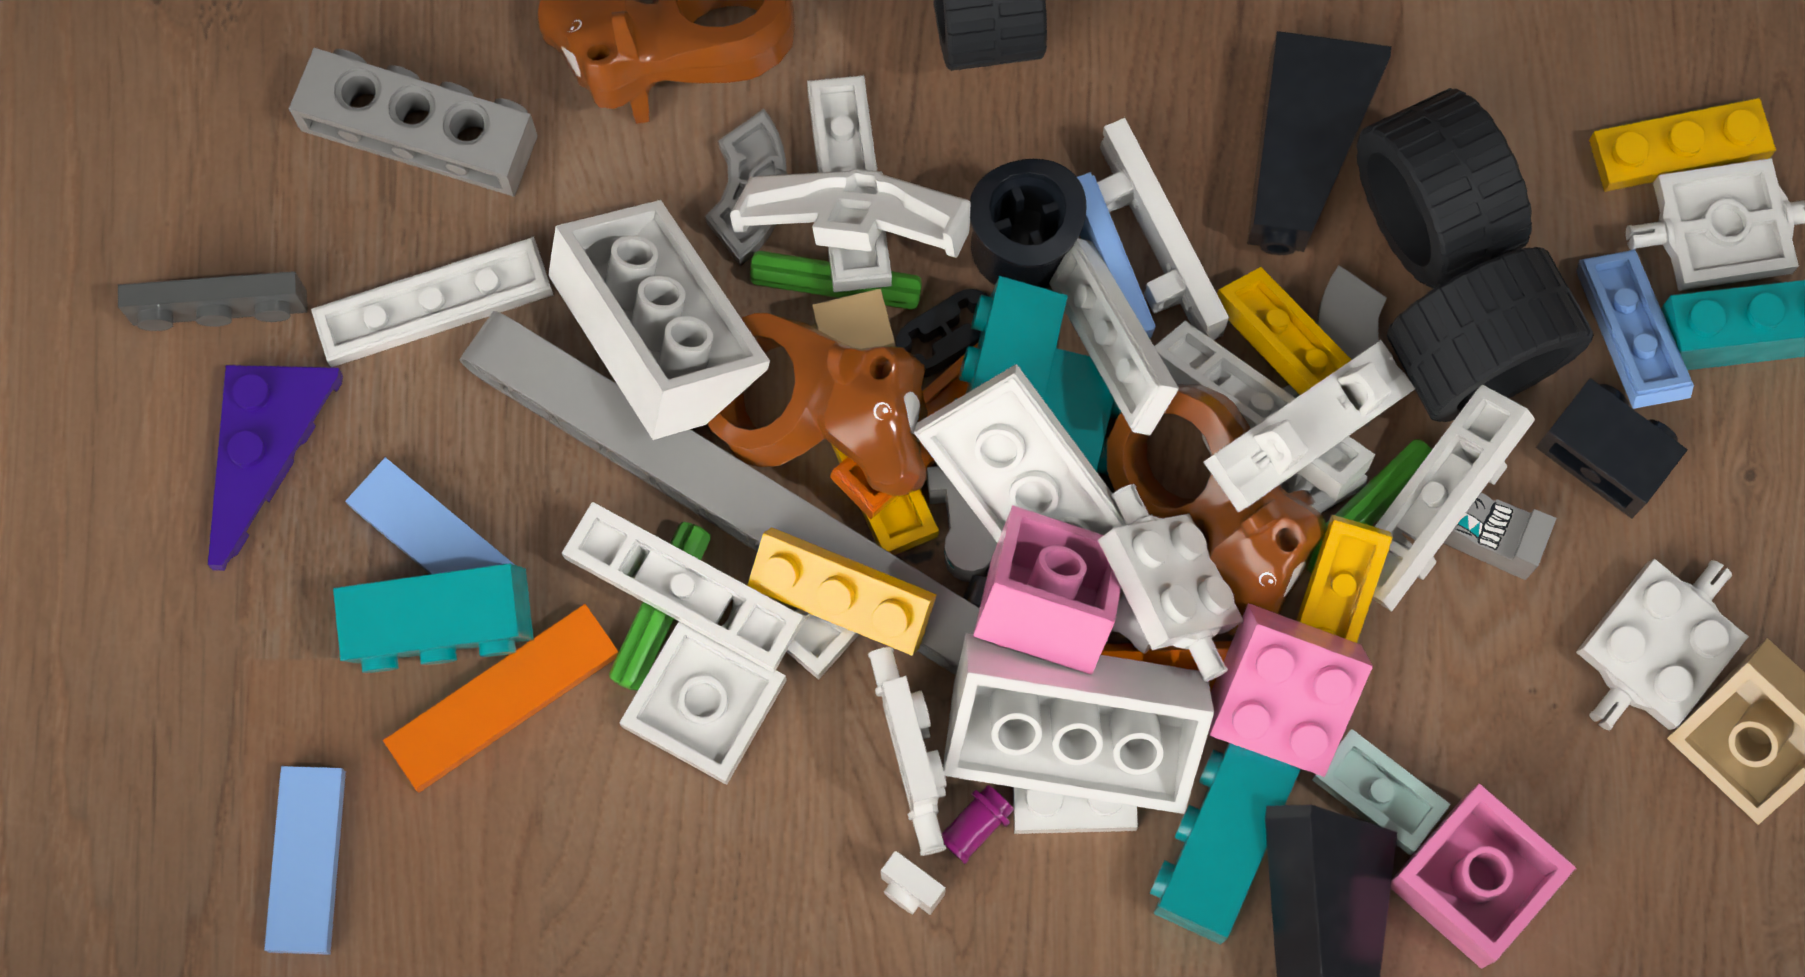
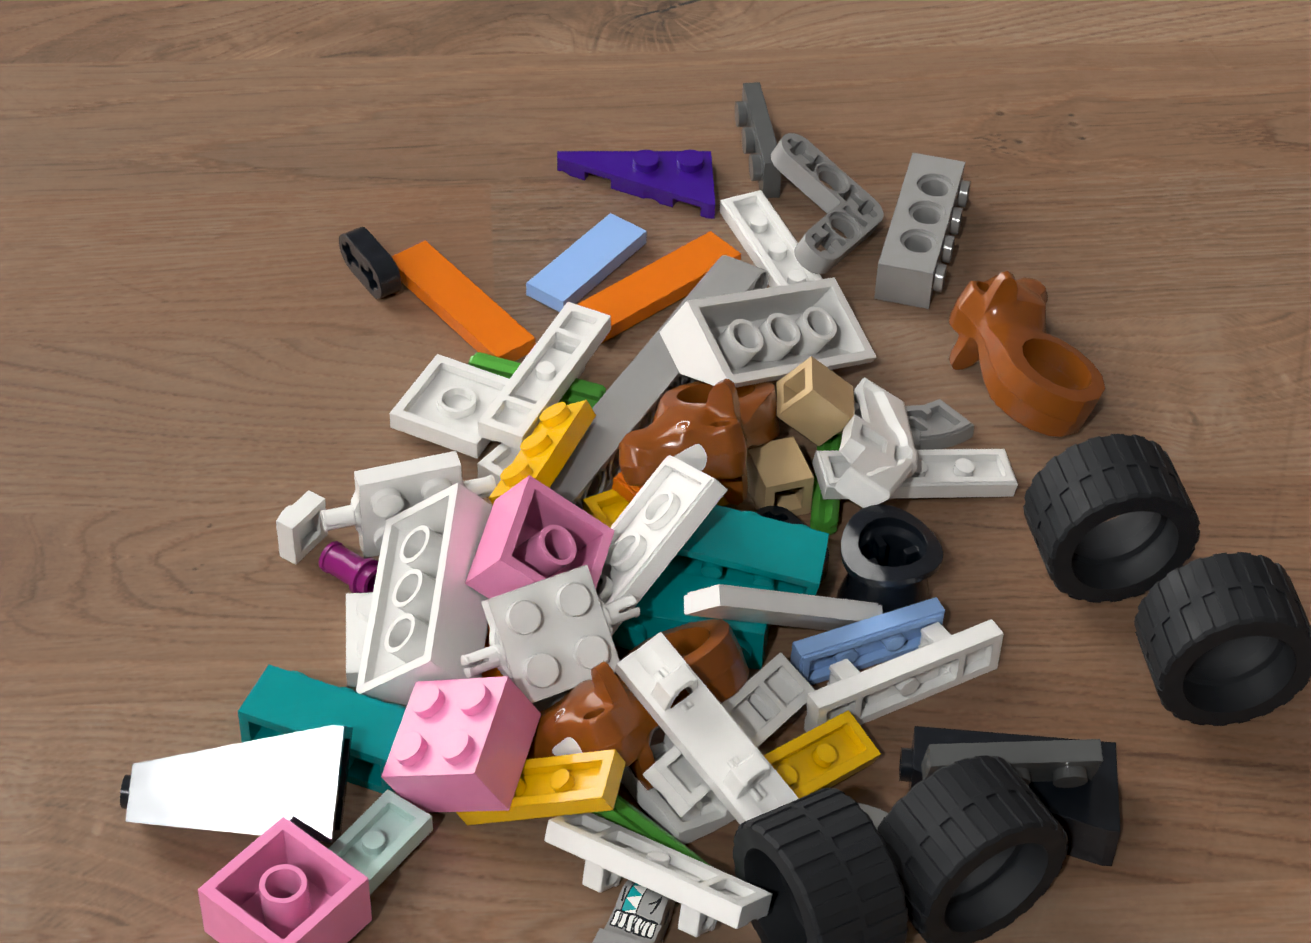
camera: 85 degrees right, 30 degrees down
(305, 860) = (337, 213): light blue tile -> none
(380, 211) = (847, 206): none -> light grey beam
(425, 811) = (370, 262): none -> black beam
(433, 617) = (517, 250): teal brick -> none
(485, 452) = (658, 283): none -> orange tile
(771, 271) = (815, 401): none -> tan brick
(1334, 131) = (1061, 761): none -> dark grey plate

